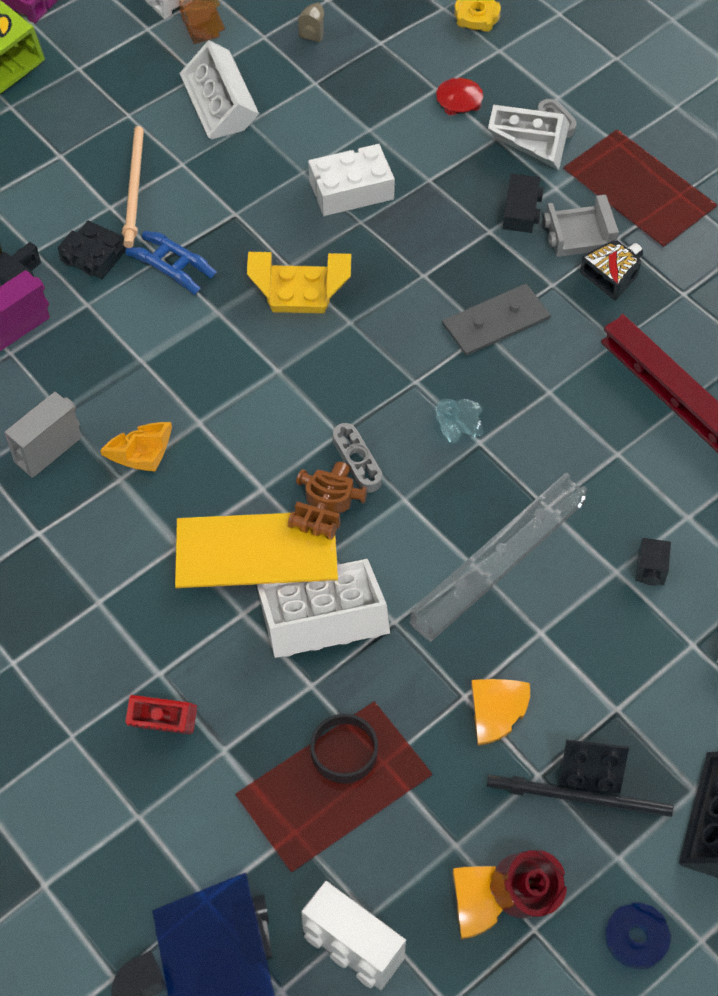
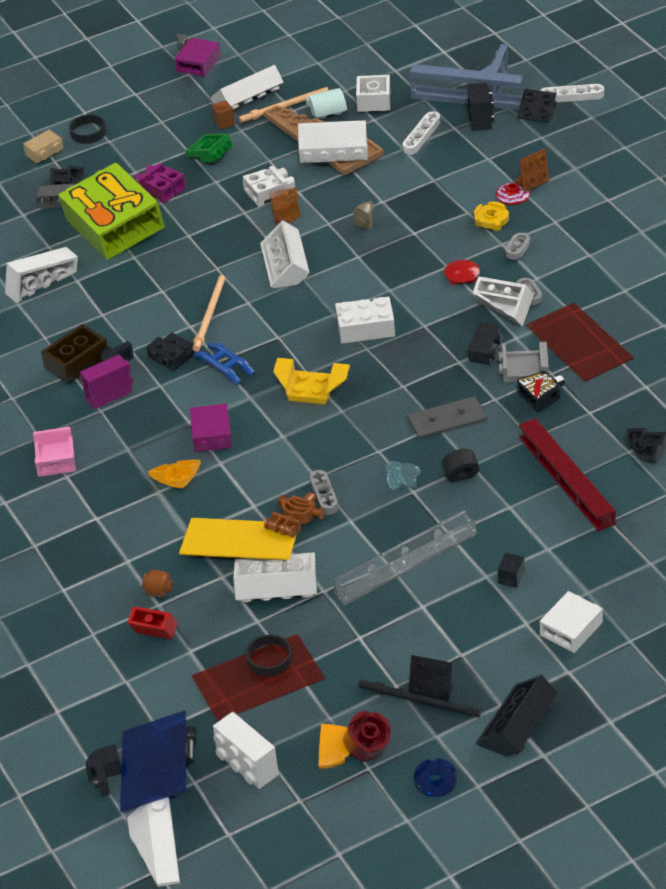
camera: 15 degrees right, 15 degrees down
(43, 434) = (111, 456): light grey brick -> none
(153, 642) = (157, 583): none -> dark orange head
(175, 368) = (210, 427): none -> magenta brick
(497, 707) = (378, 643): light orange brick -> none
(523, 52) = (517, 246): none -> light grey plate
(539, 398) = (460, 465): none -> black tyre

